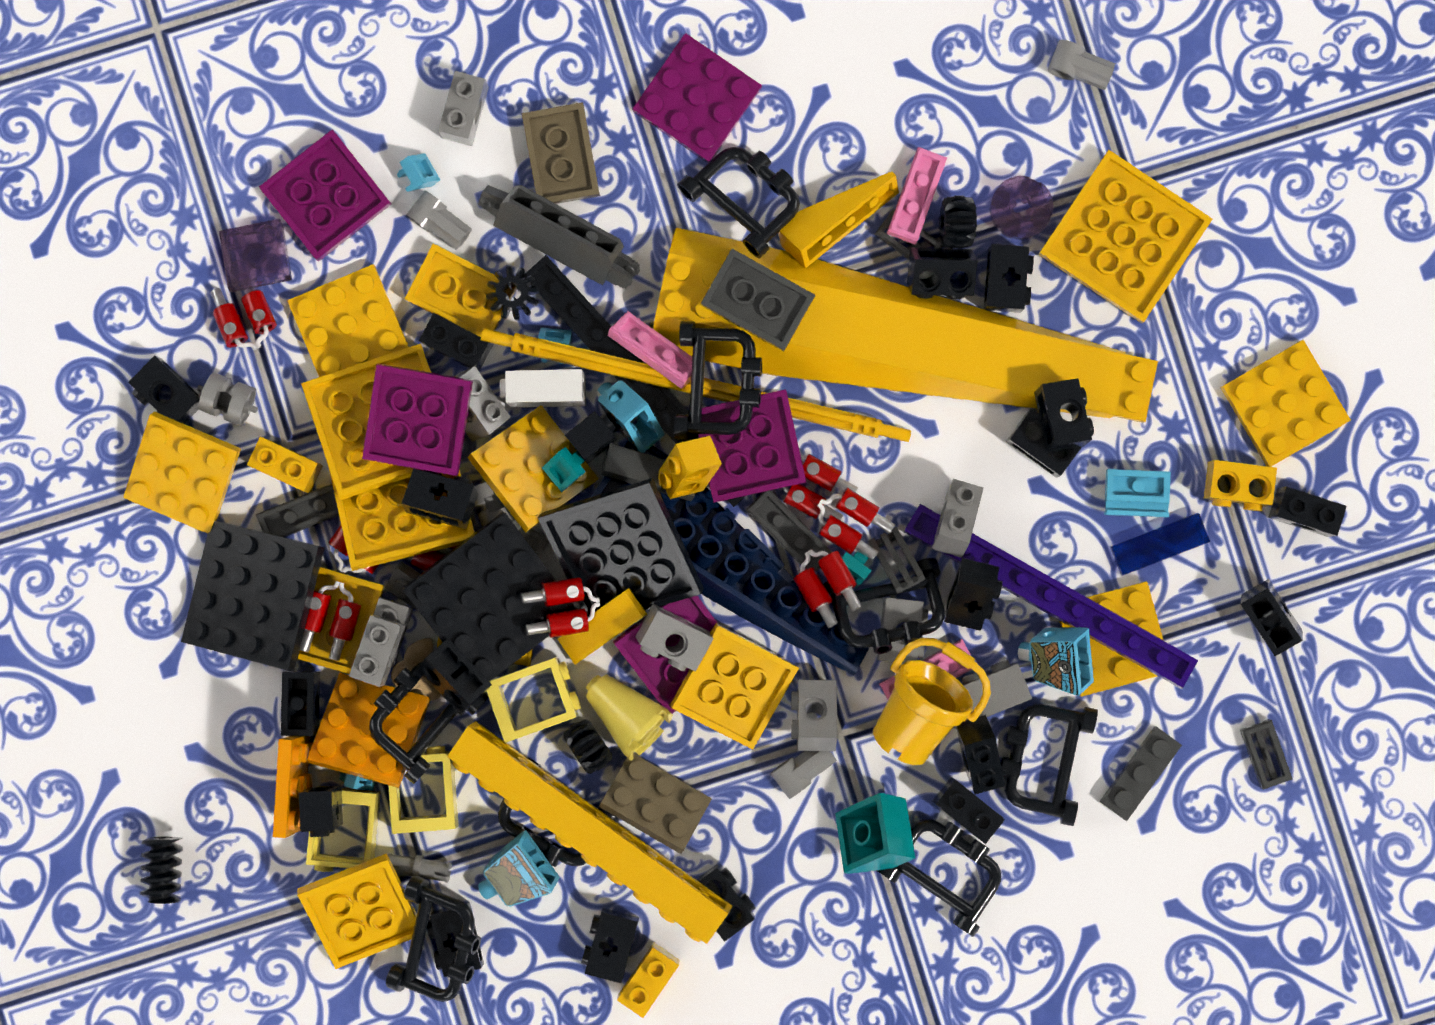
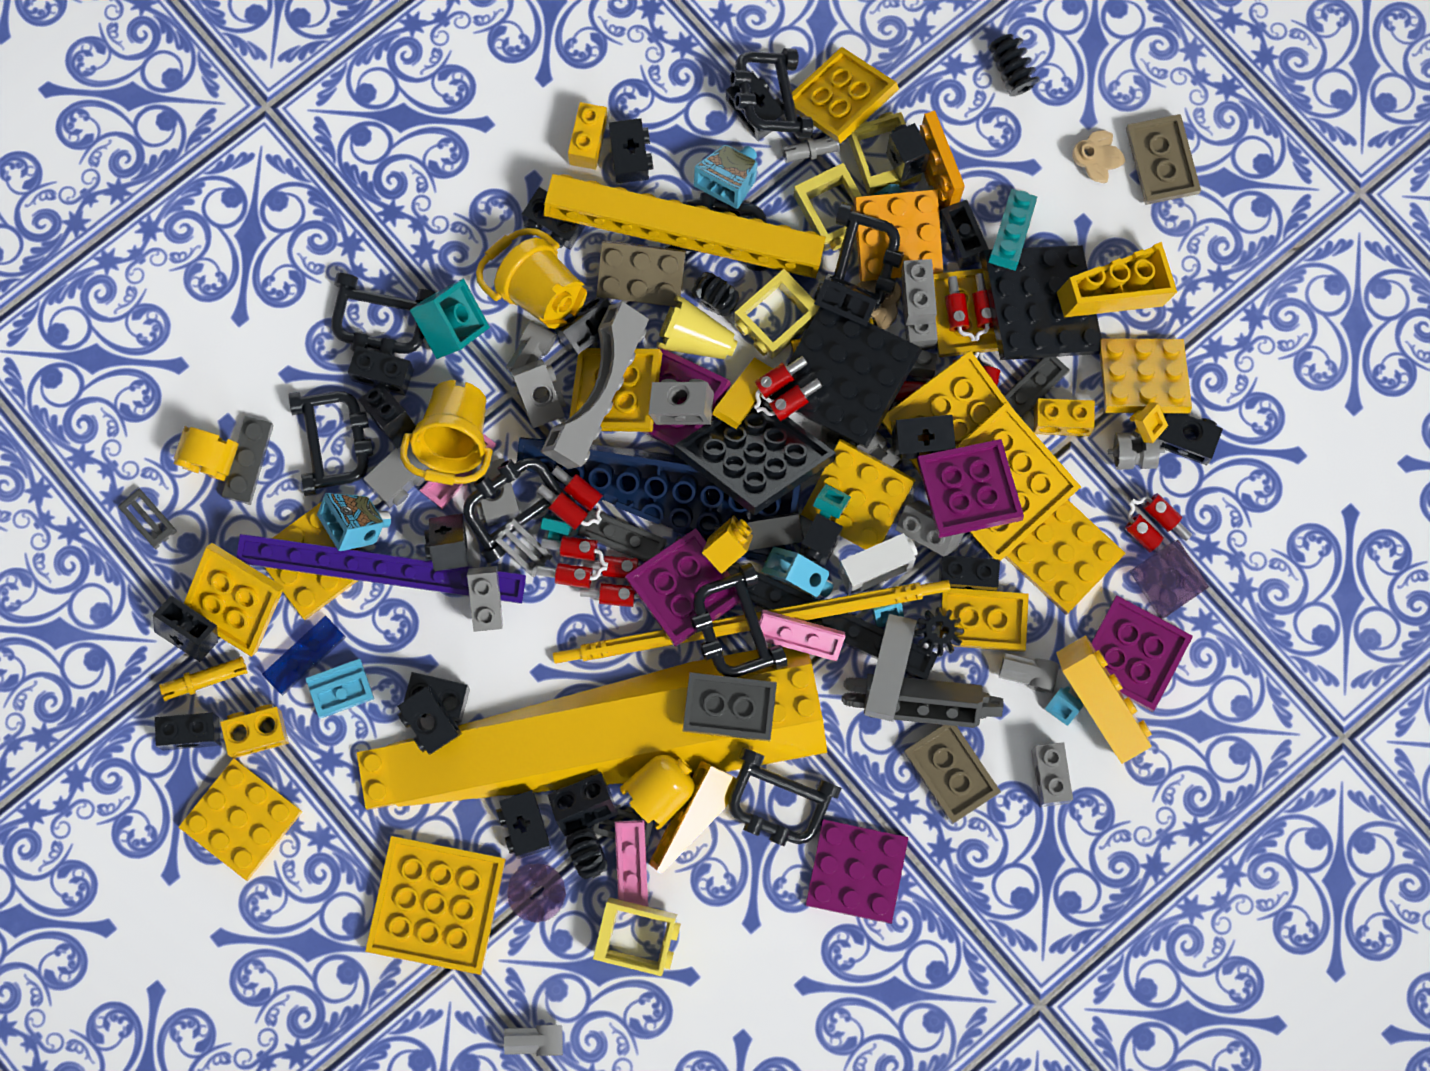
camera: 160 degrees right, 10 degrees down
(52, 700) = (1163, 159): none -> dark tan plate
(114, 733) = (1102, 155): none -> tan plate
(152, 575) = (1122, 285): none -> yellow wedge
(201, 416) = (1149, 422): none -> yellow tile
(246, 682) = (1013, 229): none -> teal plate
(378, 158) = (1103, 699): none -> yellow wedge
(578, 275) = (890, 667): none -> light grey tile
(709, 734) = (619, 336): none -> light grey arch
(734, 768) = (583, 328): none -> black brick
(771, 838) = (534, 278): none -> yellow piece
(861, 251) = (660, 789): none -> yellow cylinder
(957, 102) = (605, 955): none -> light yellow window
(1183, 794) = (205, 453): none -> yellow brick
(1213, 626) = (233, 598): none -> yellow plate
(1274, 561) = (191, 682): none -> yellow pin

